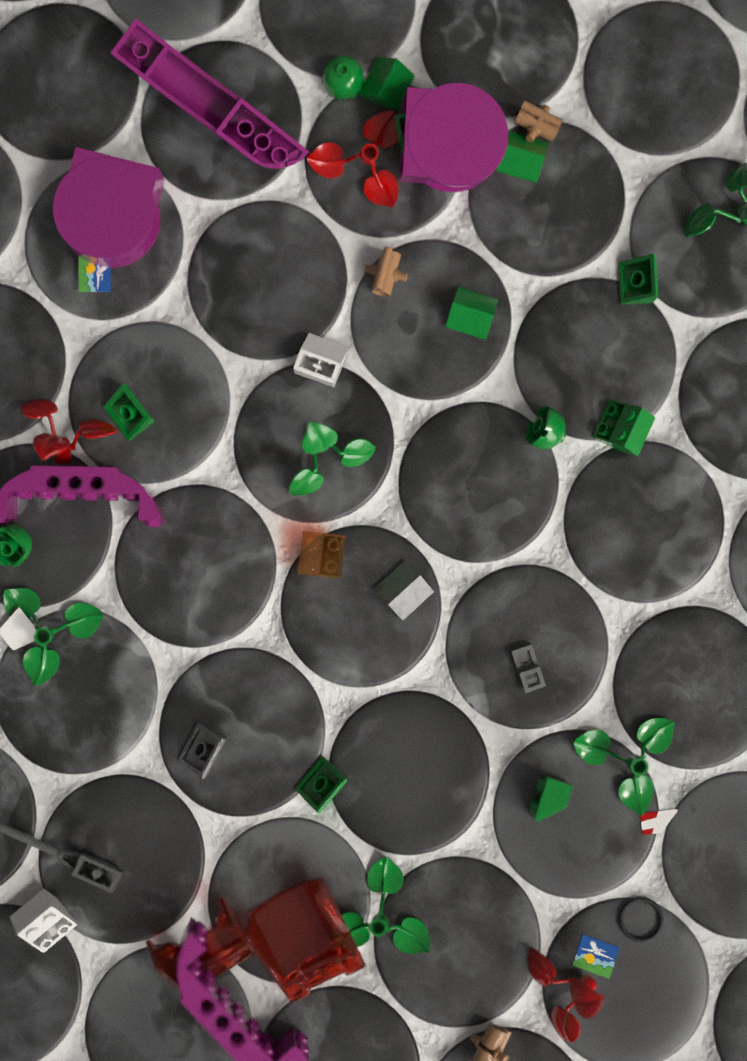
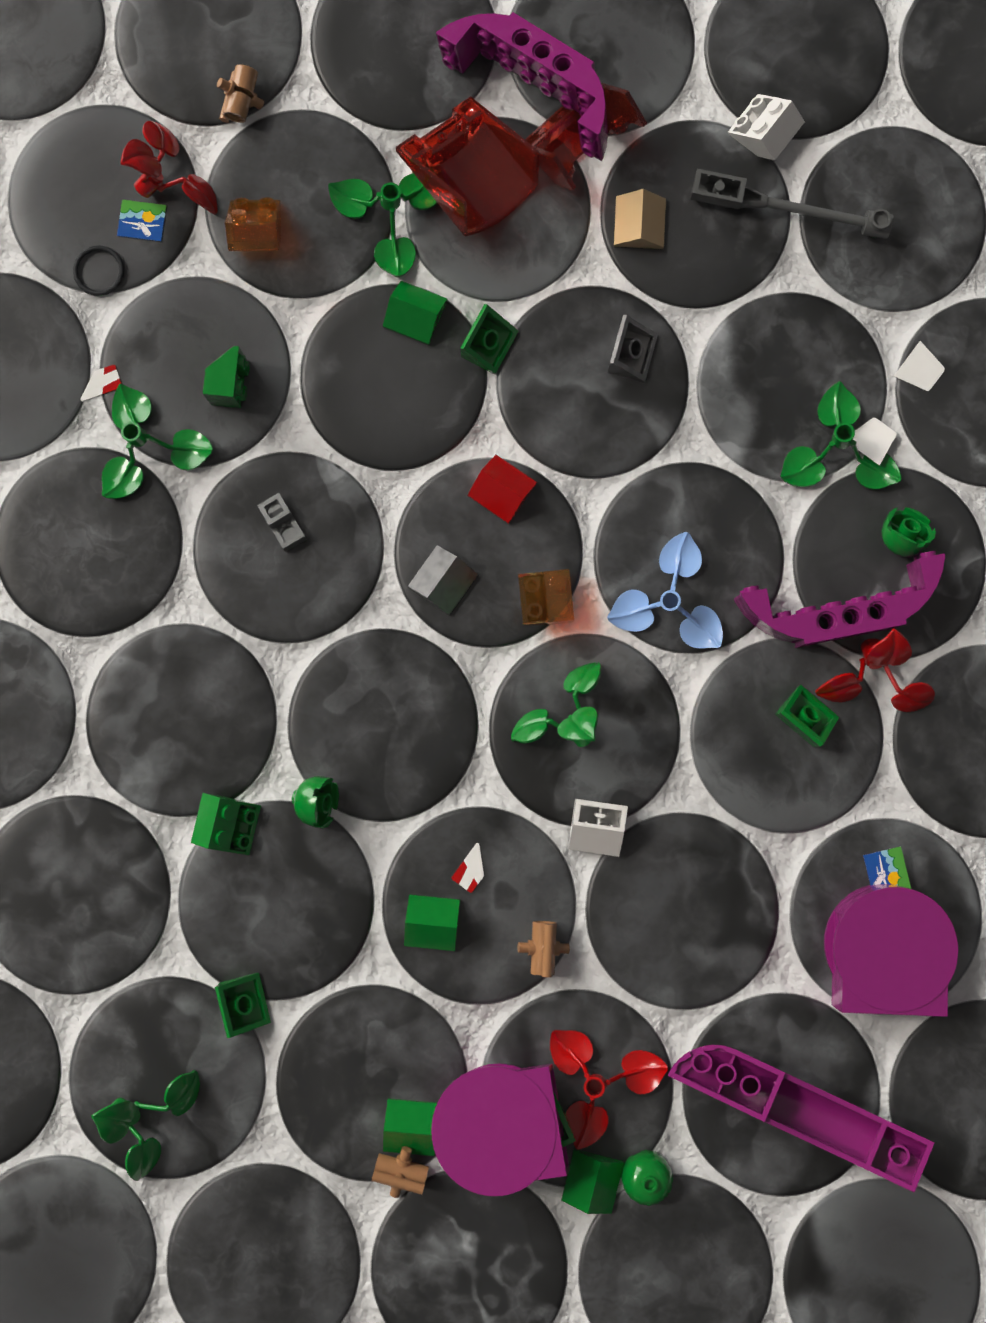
camera: 170 degrees right, 0 degrees up
(170, 862) = (640, 220): none -> tan slope
(251, 530) = (633, 610): none -> light blue plant
(337, 656) = (501, 488): none -> red slope
(379, 824) = (414, 312): none -> green slope
(431, 348) = (470, 871): none -> white sticker
(500, 929) = (253, 224): none -> clear orange slope

